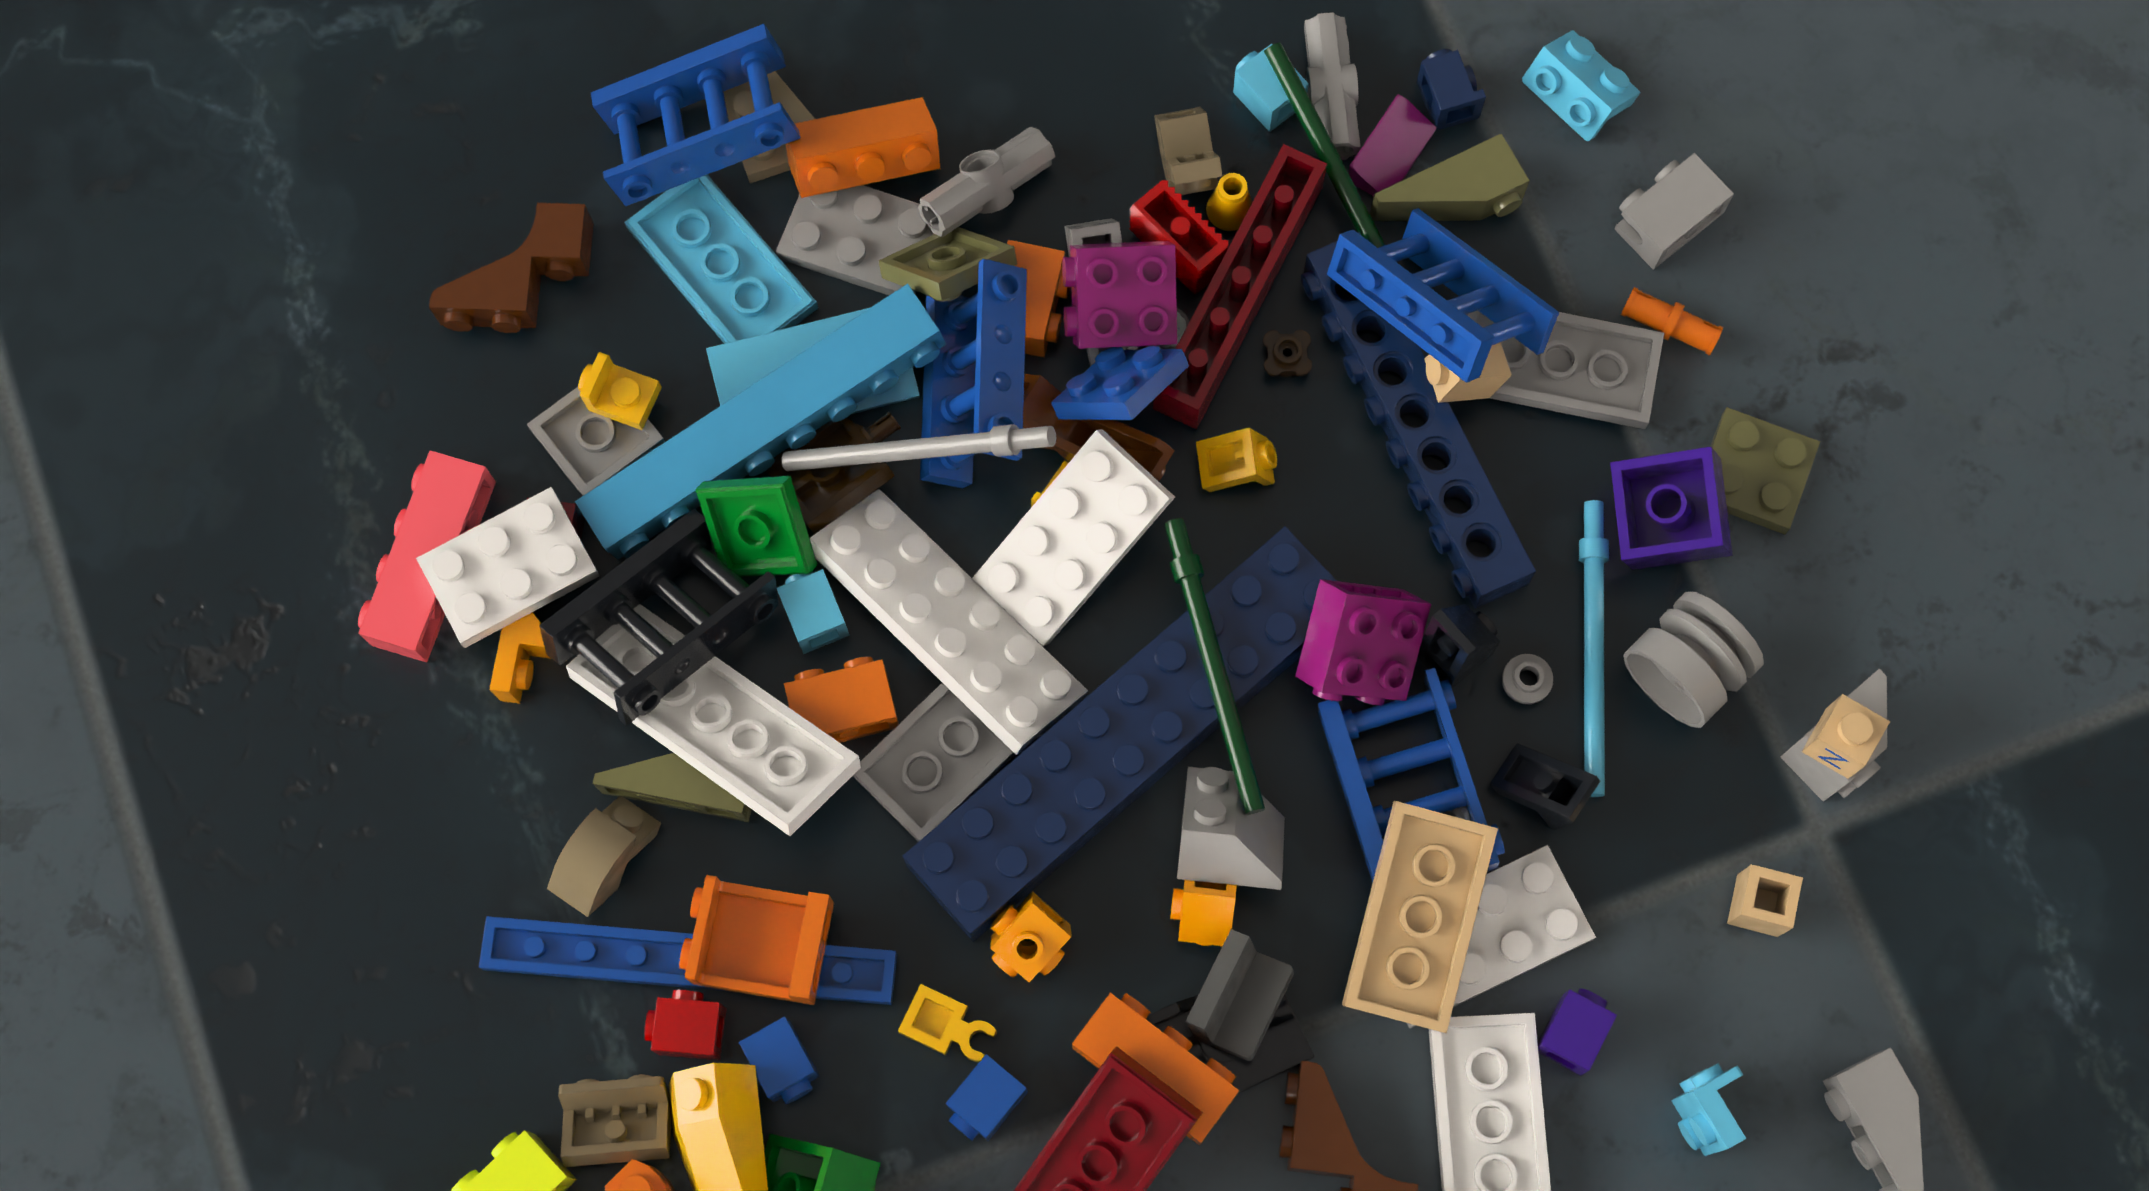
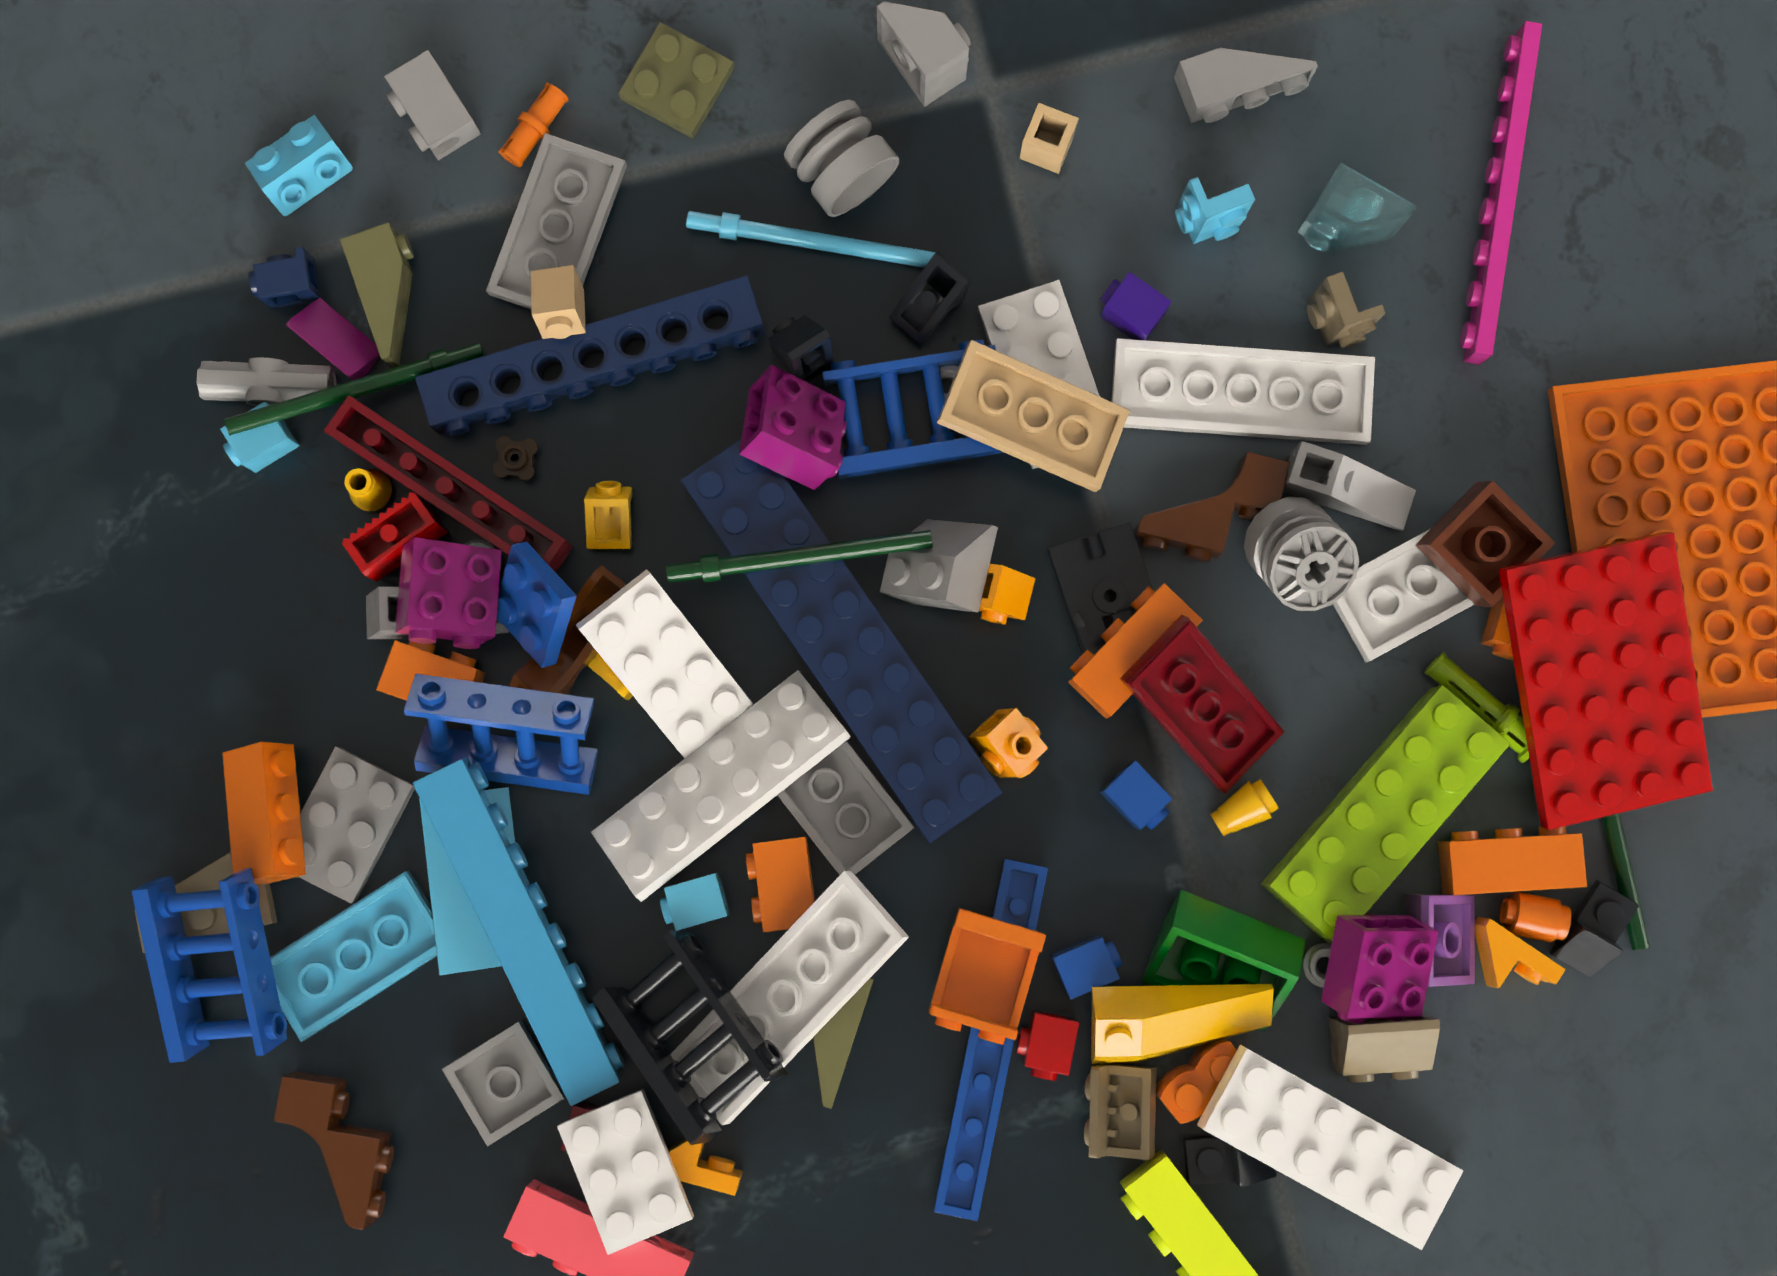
camera: 85 degrees left, 10 degrees up
(598, 854) = (891, 1105): dark tan brick -> none
(618, 392) = (471, 1058): yellow bracket -> none
(757, 526) = (617, 942): green tile -> none
(832, 491) = (573, 874): dark brown plate -> none
(938, 1022) = (1067, 829): yellow plate -> none
(944, 264) = (391, 747): olive plate -> none
(986, 181) = (314, 703): light grey piece -> none
(1001, 441) = (583, 712): light grey bar -> none
(1187, 151) = (311, 519): dark tan brick -> none
(1239, 998) = (1080, 574): dark grey panel -> none
(1427, 317) = (508, 332): blue fence -> none
(1517, 689) = (839, 311): light grey plate -> none
(1671, 508) = (706, 153): dark purple brick -> none
(1845, 736) = (936, 41): tan brick -> none

